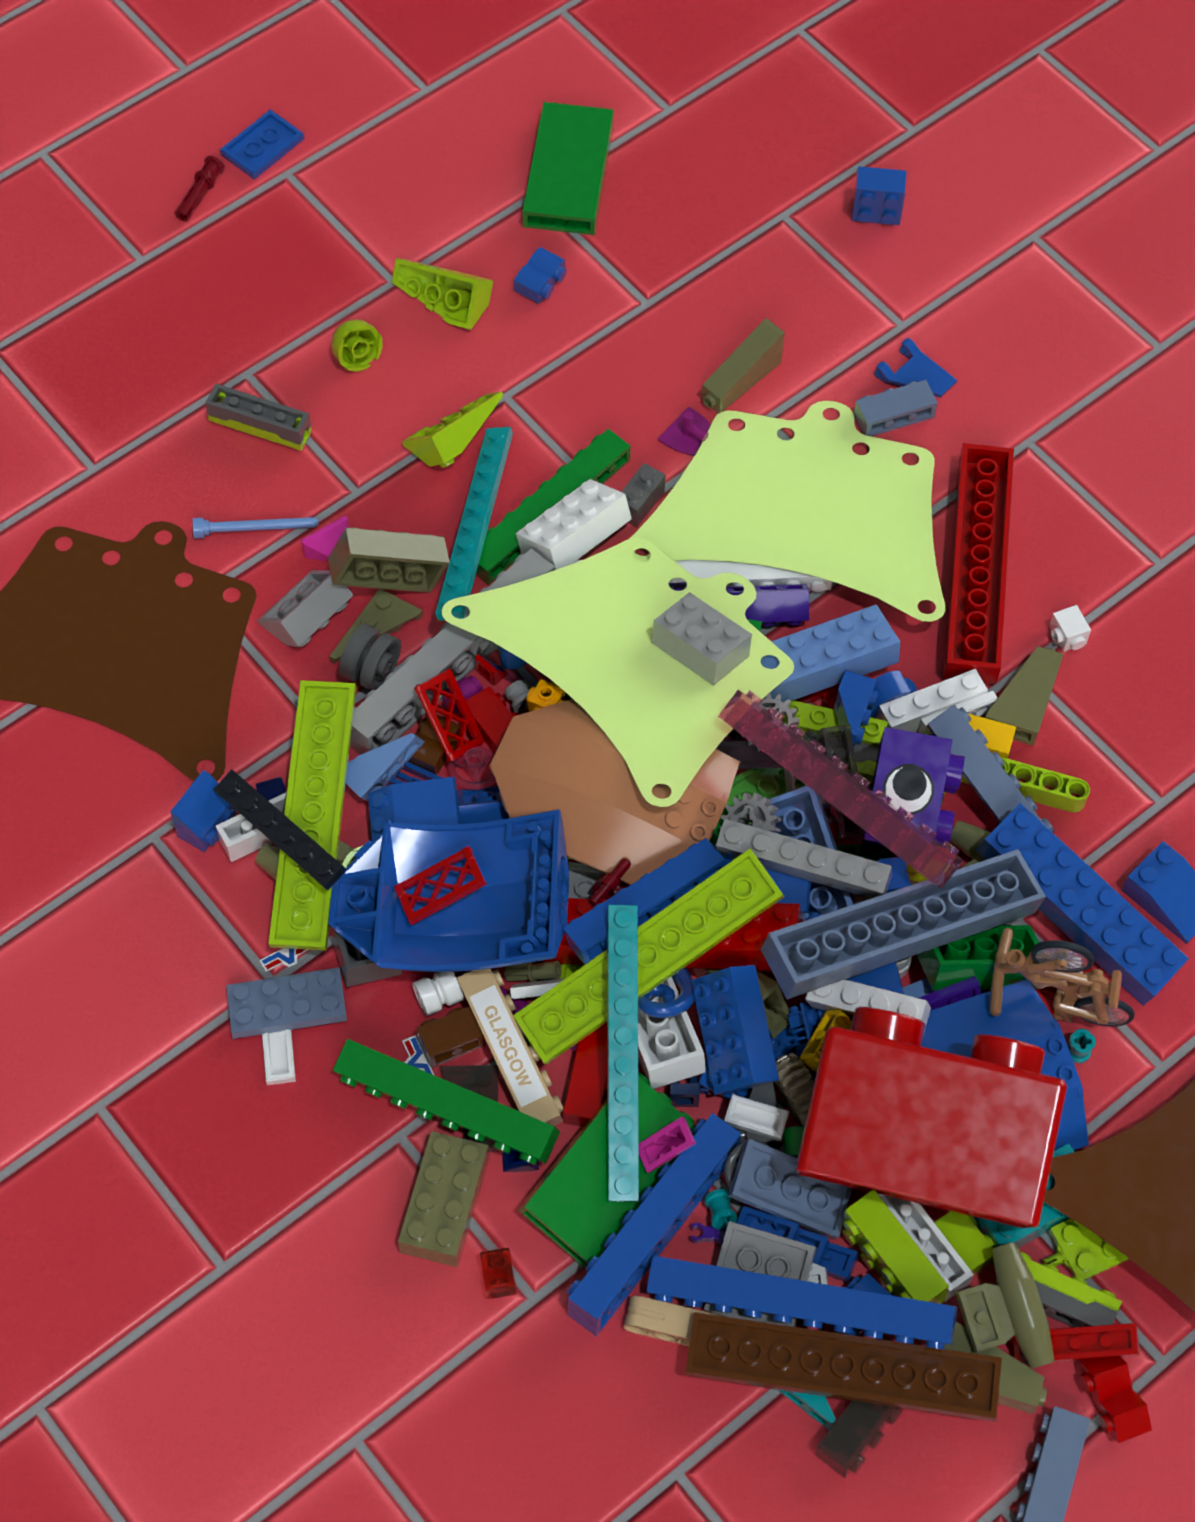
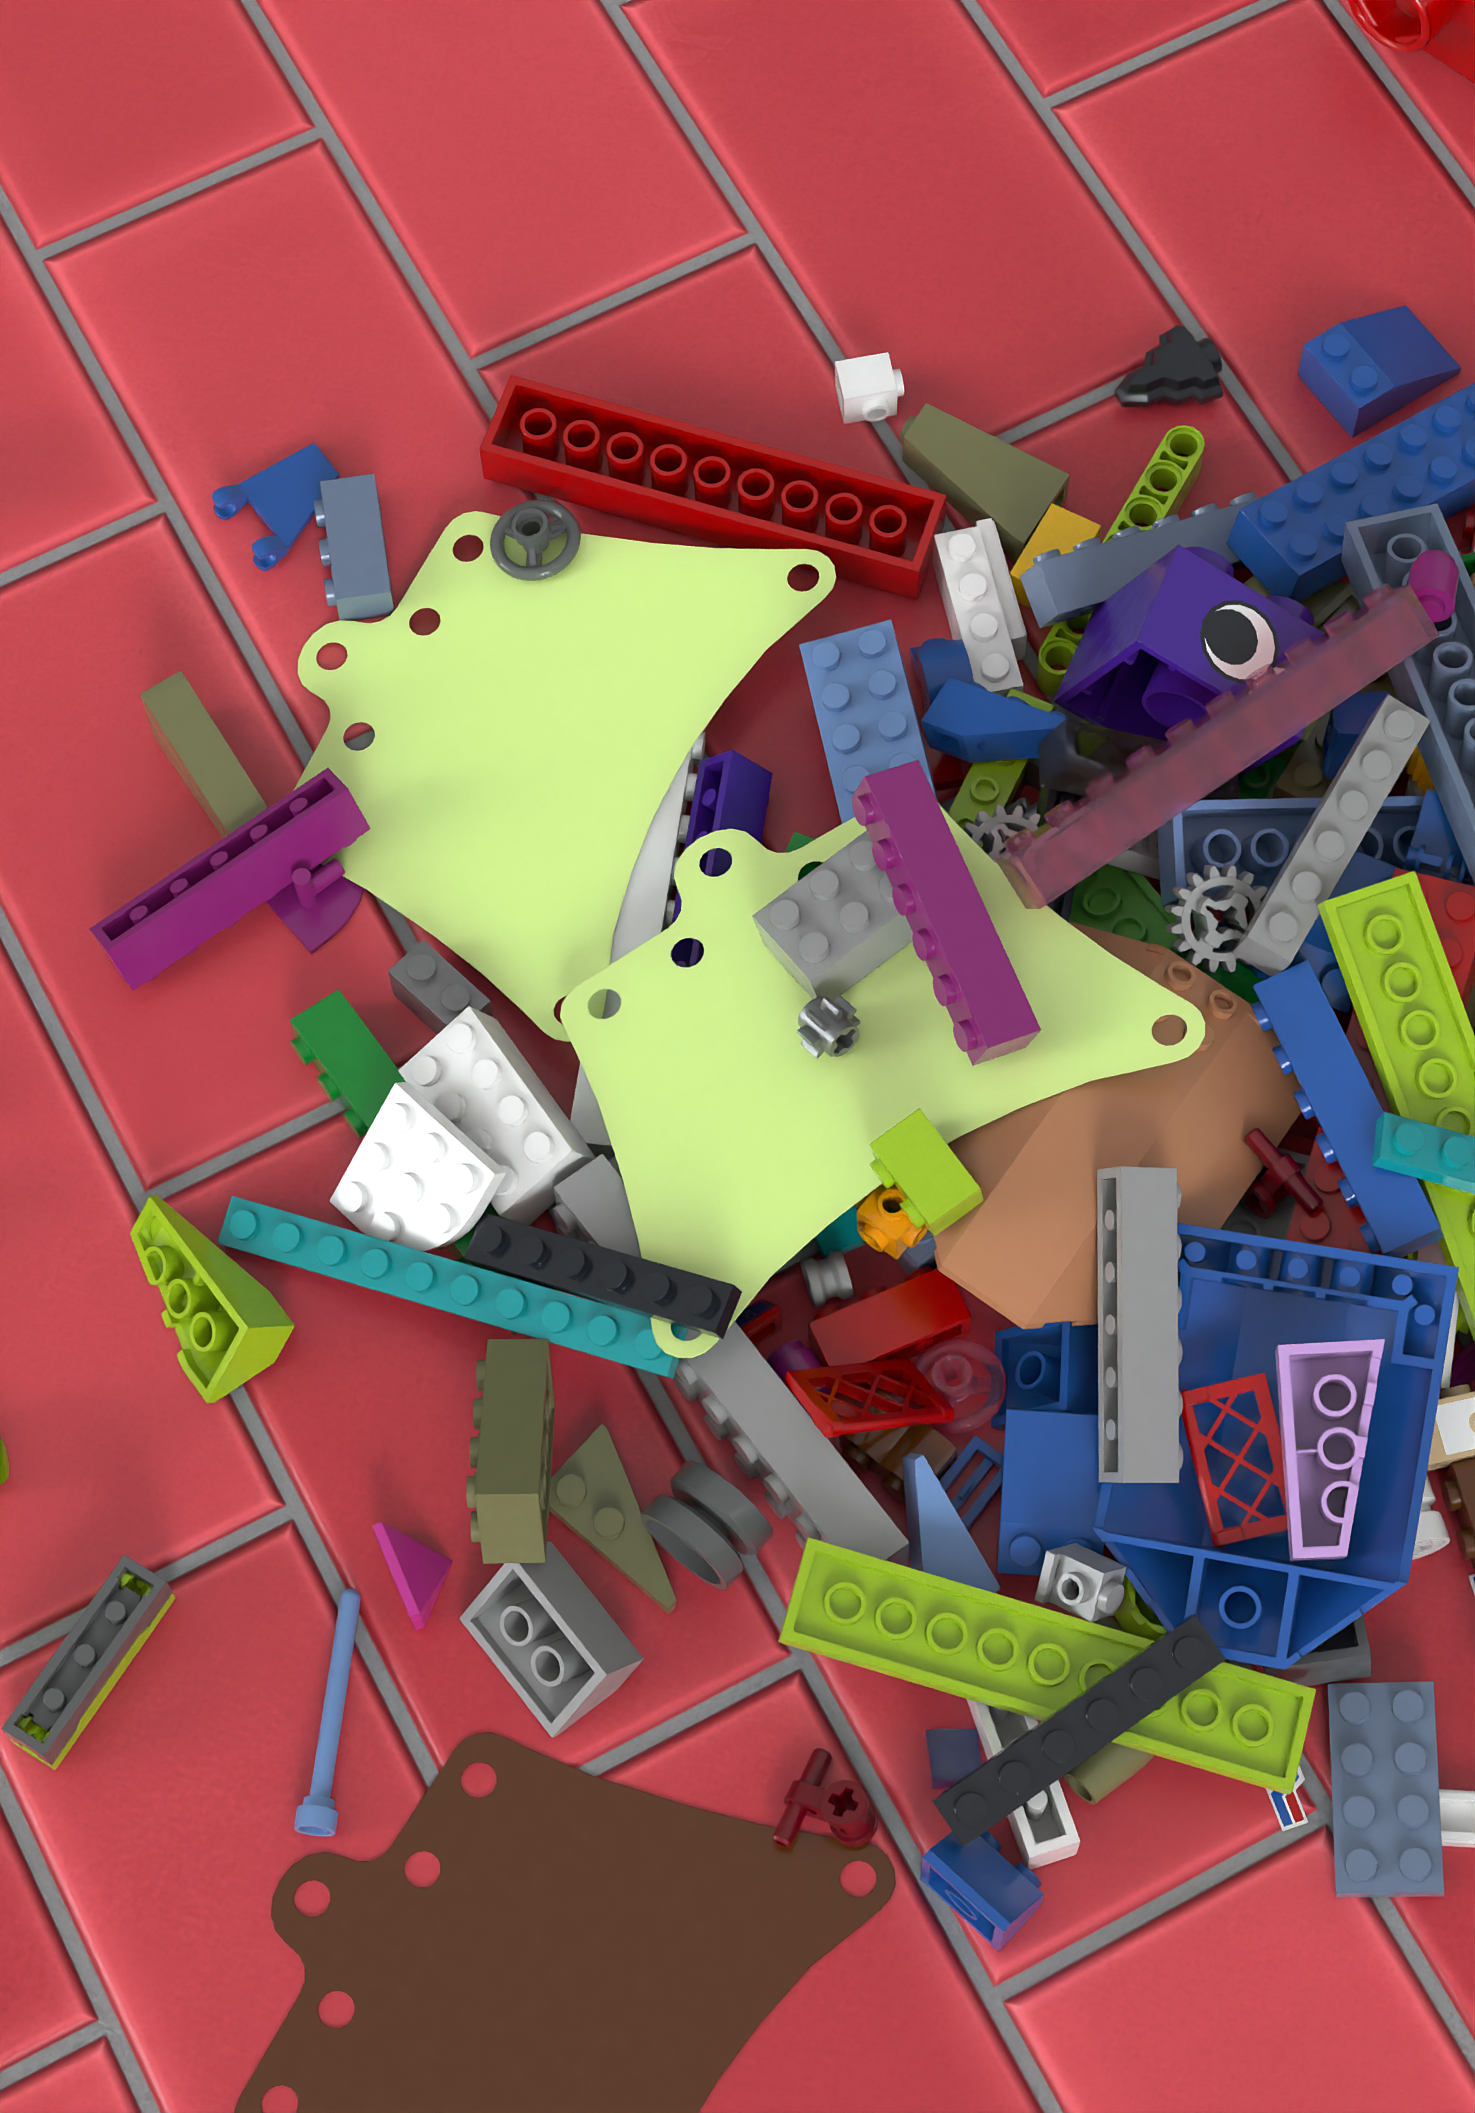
camera: 75 degrees left, 5 degrees up
(236, 743) = (841, 1805): none -> dark red piece
(360, 821) = (1081, 1582): none -> light grey brick
(445, 909) = (1324, 1428): none -> lavender wedge
(483, 574) = (603, 1275): none -> black plate
(496, 812) = (1138, 1325): none -> light grey brick
(530, 493) = (416, 1176): none -> white plate
(554, 691) = (925, 1172): none -> lime brick
(634, 639) = (828, 1026): none -> flat silver gear
(682, 388) = (230, 879): none -> magenta brick
(700, 666) = (944, 913): none -> magenta brick
(920, 481) = (521, 524): none -> dark grey piece
(975, 887) = (1435, 583): none -> magenta brick
(1131, 784) = (1174, 372): none -> black rock

